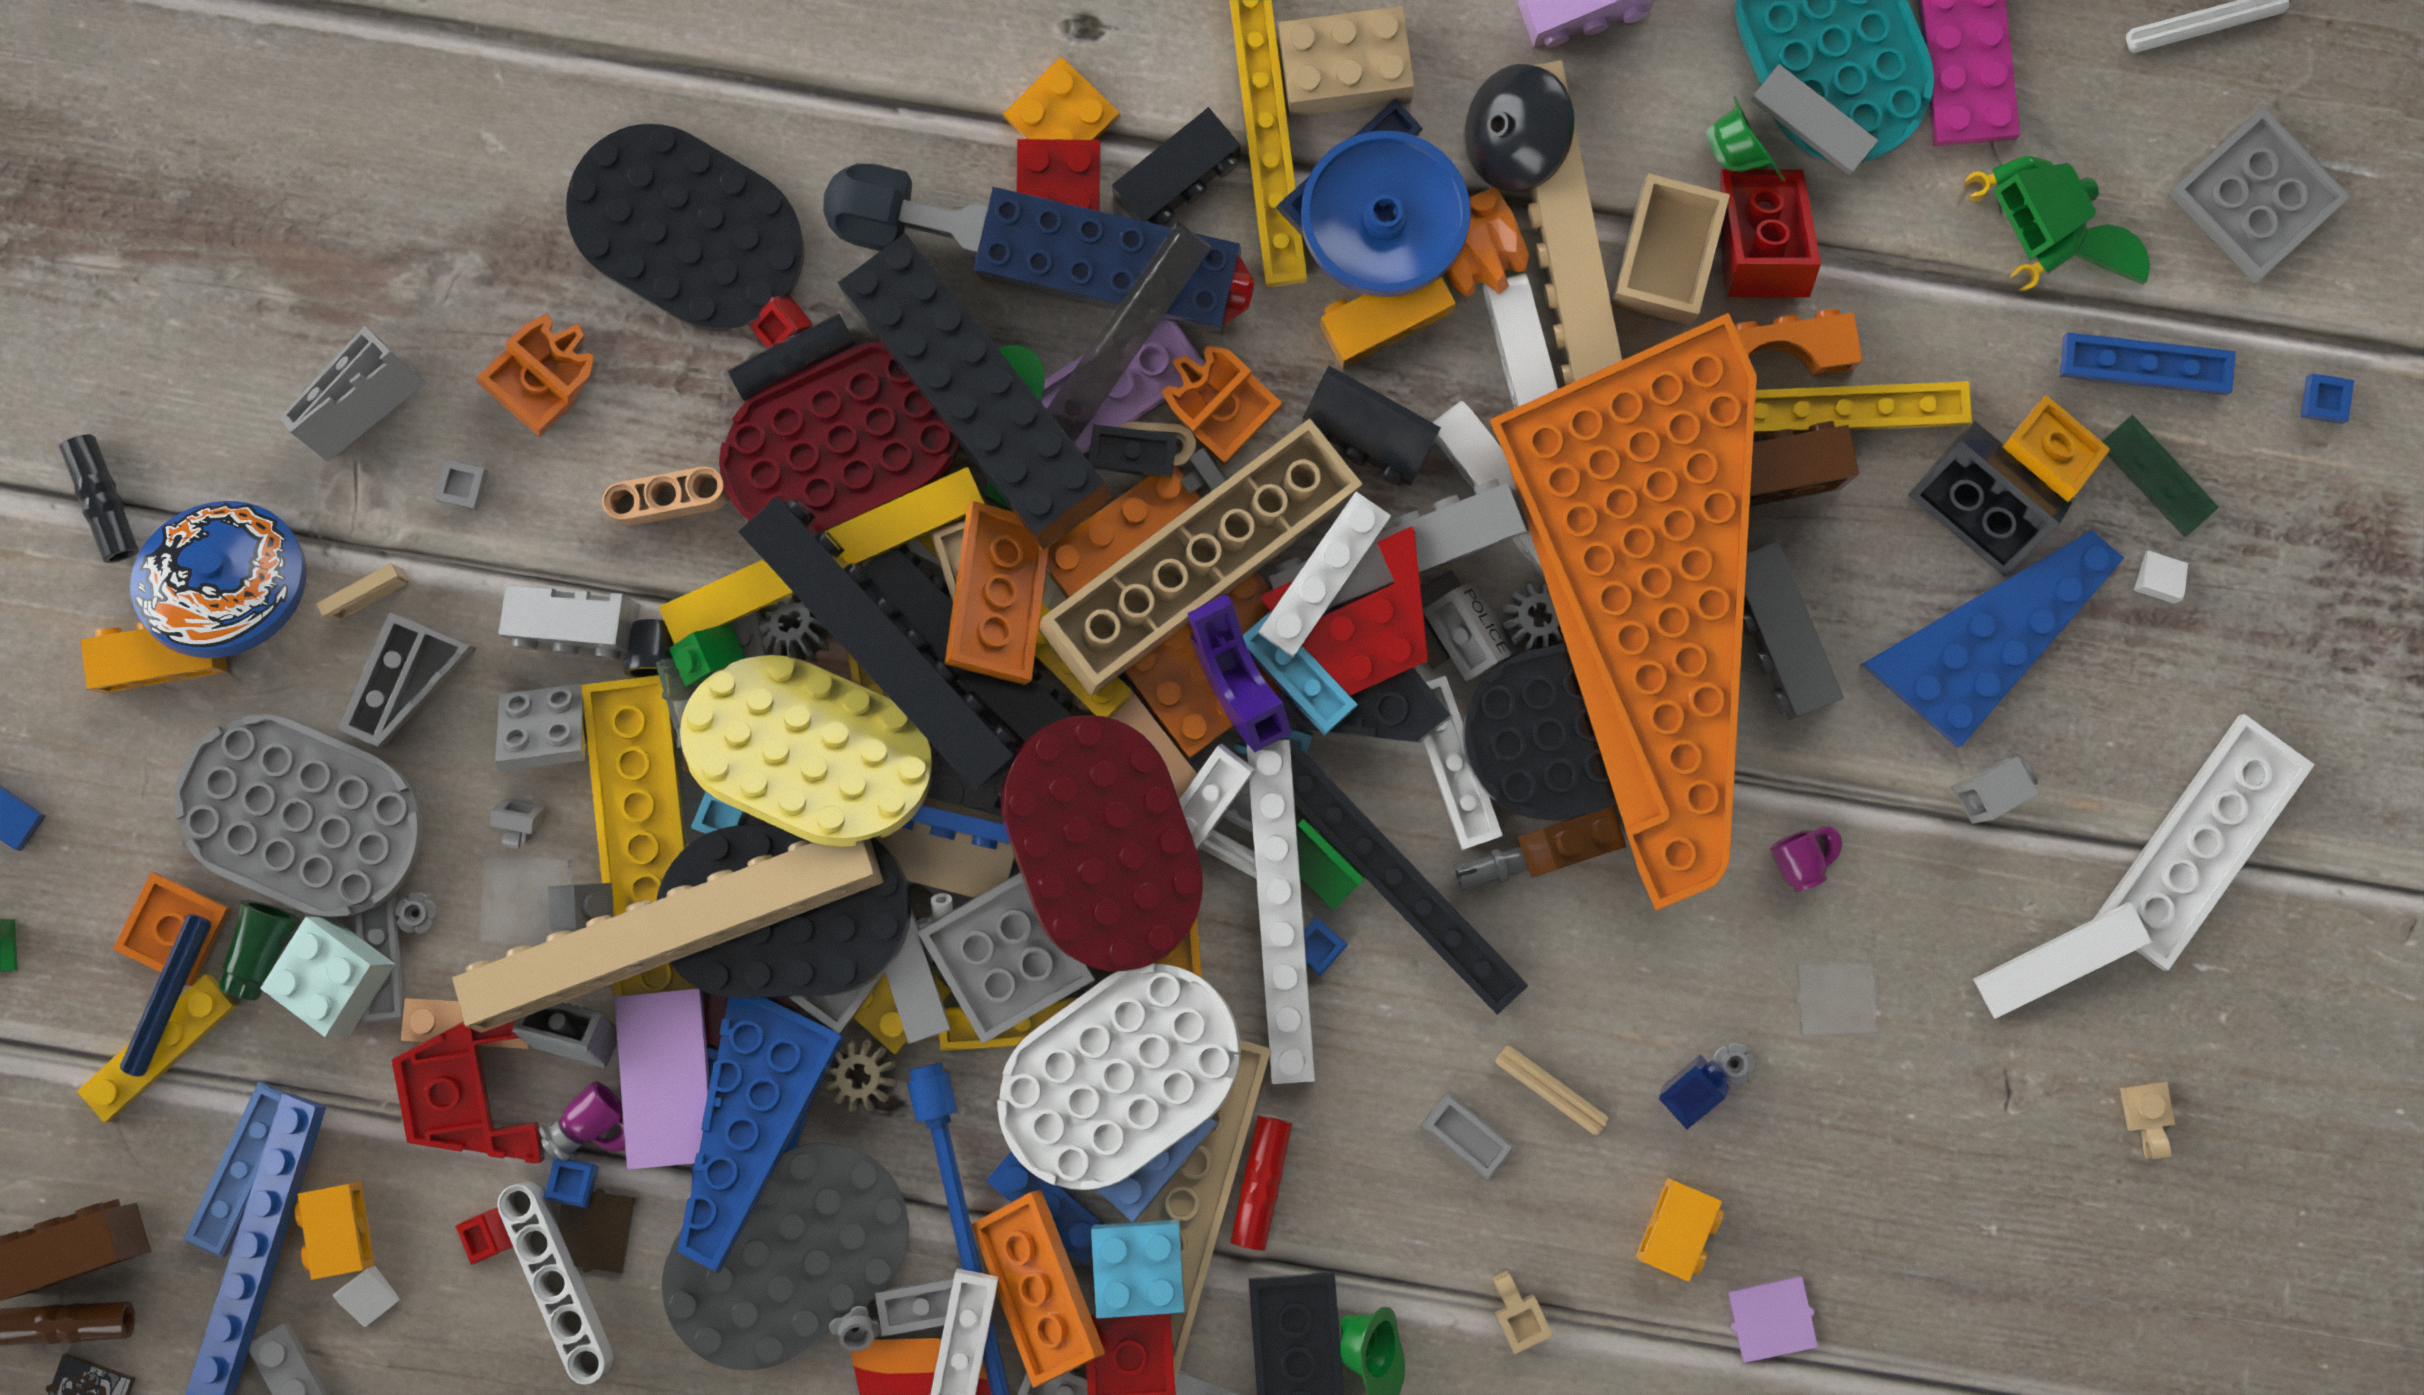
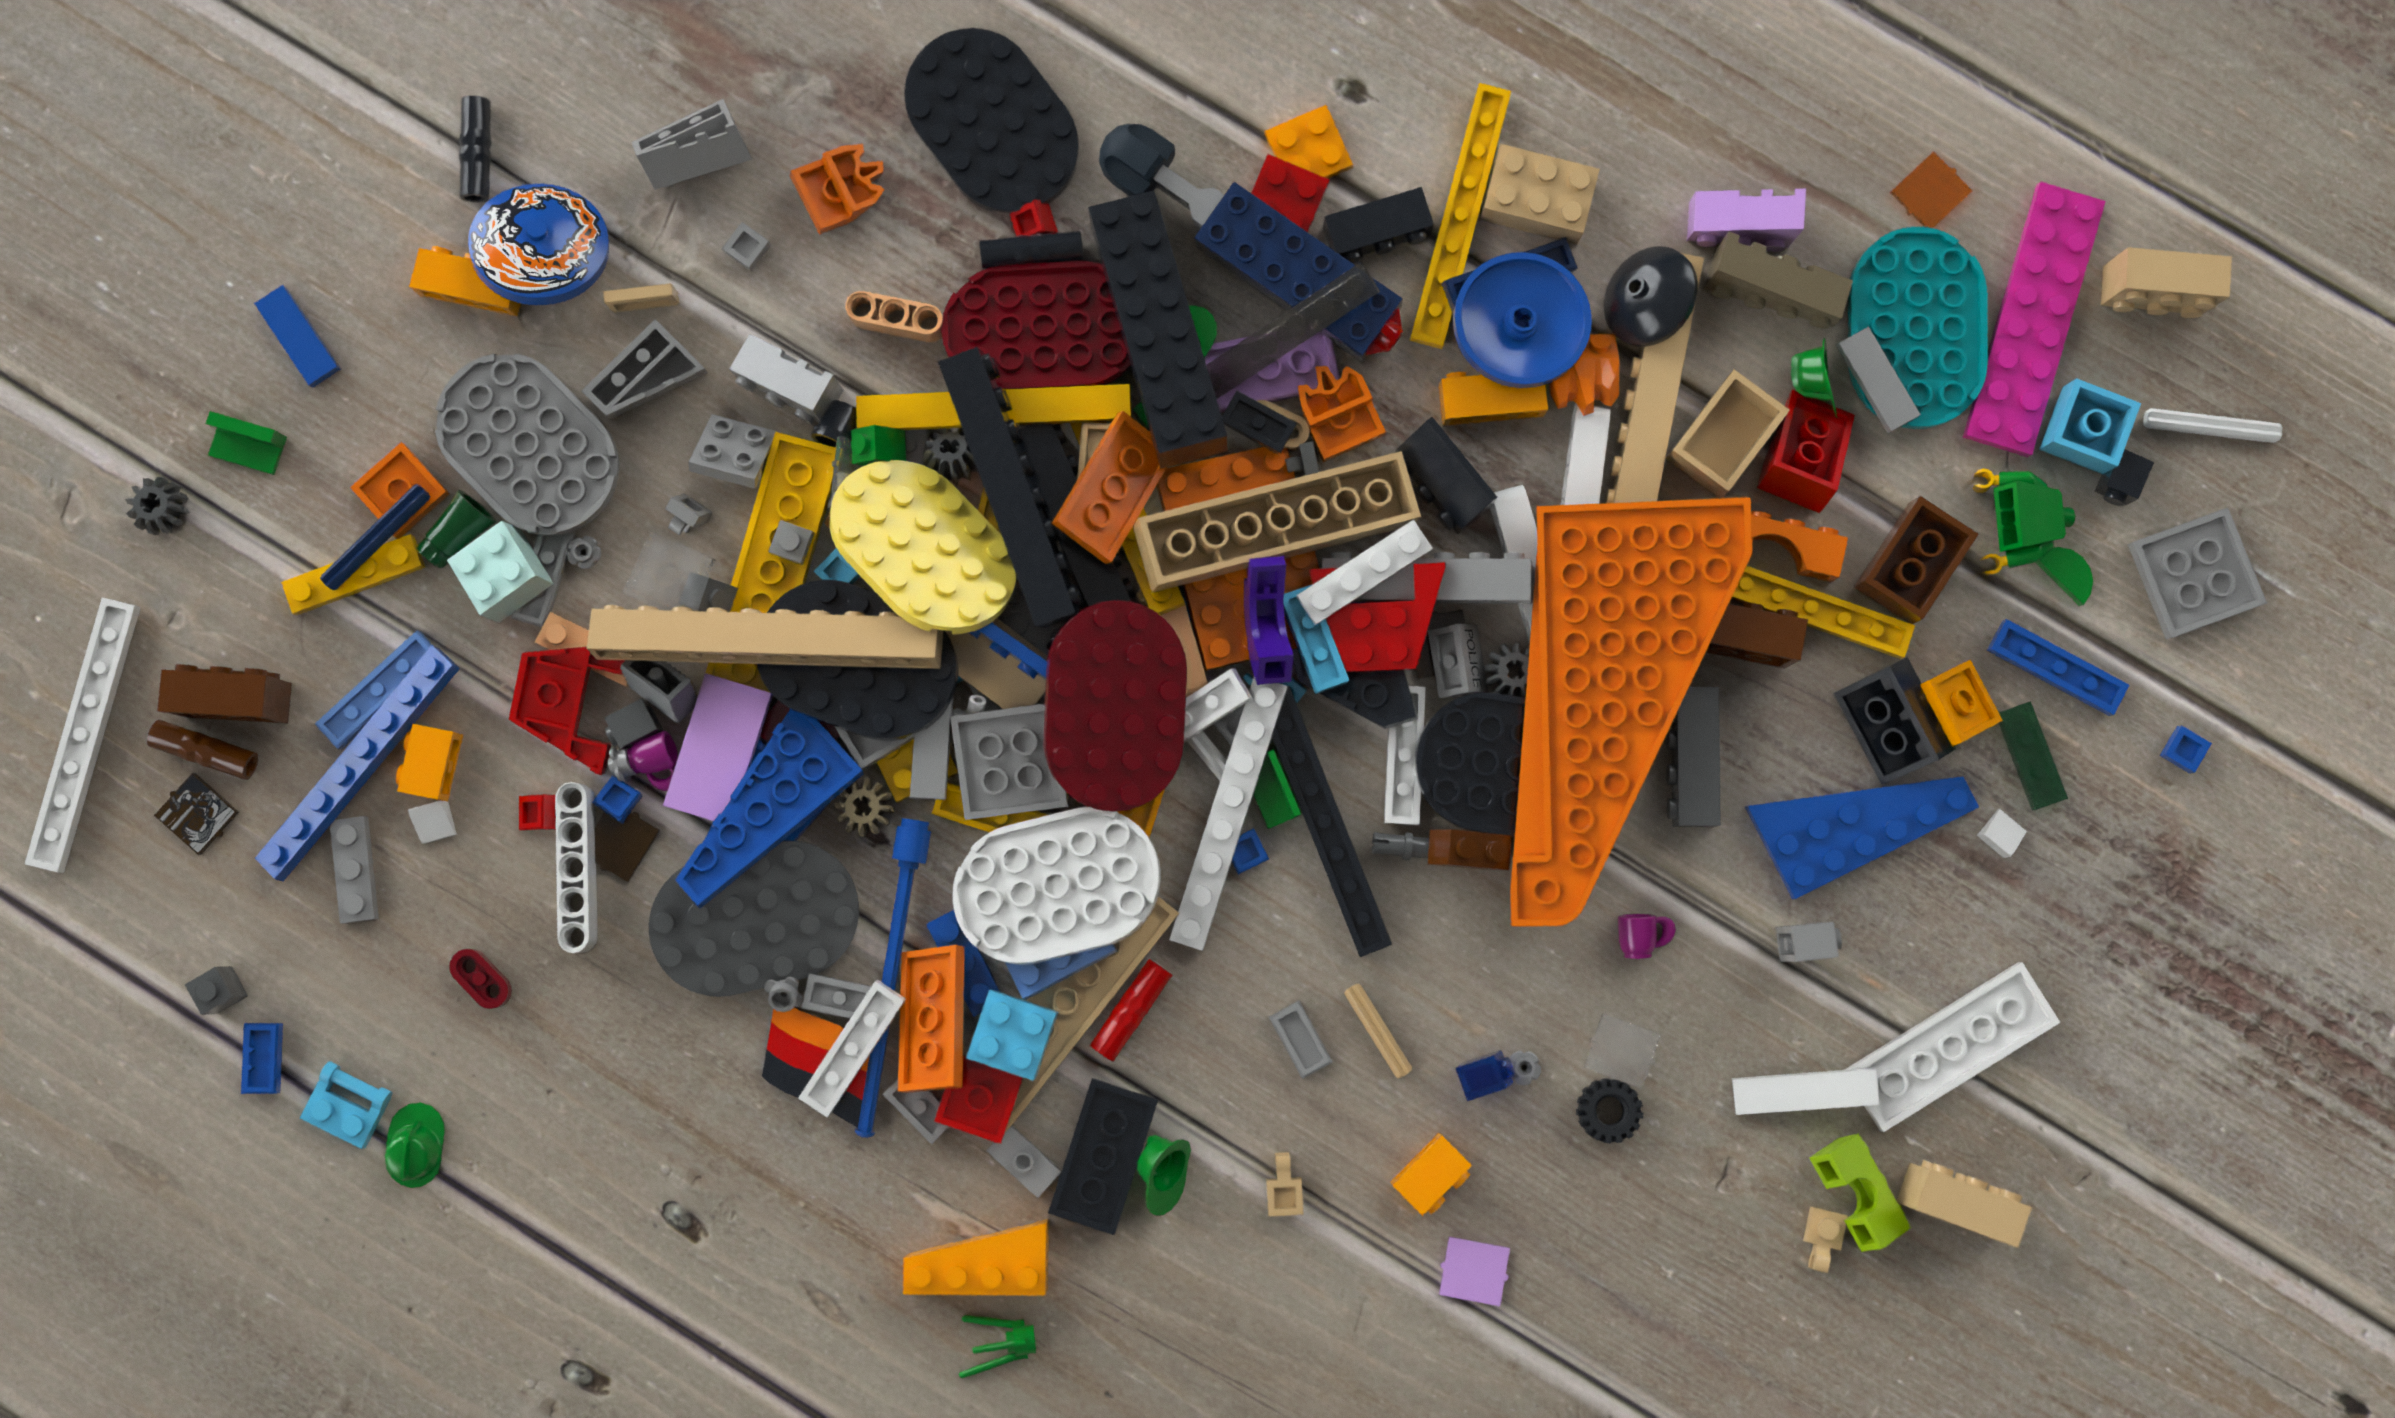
camera: 20 degrees right, 0 degrees up
(553, 1089) = (632, 724): none -> dark grey brick
(652, 805) = (791, 542): none -> light grey plate
(1655, 55) = (1777, 283): none -> dark tan wedge
(1876, 1073) = (1630, 1104): none -> black tyre
(1940, 307) = (1916, 560): none -> reddish brown brick
(2072, 77) = (2090, 426): none -> medium azure brick
(2133, 119) = (2126, 481): none -> black brick
(2200, 1068) = (1877, 1215): none -> lime arch
(2292, 1013) = (1965, 1202): none -> tan piece

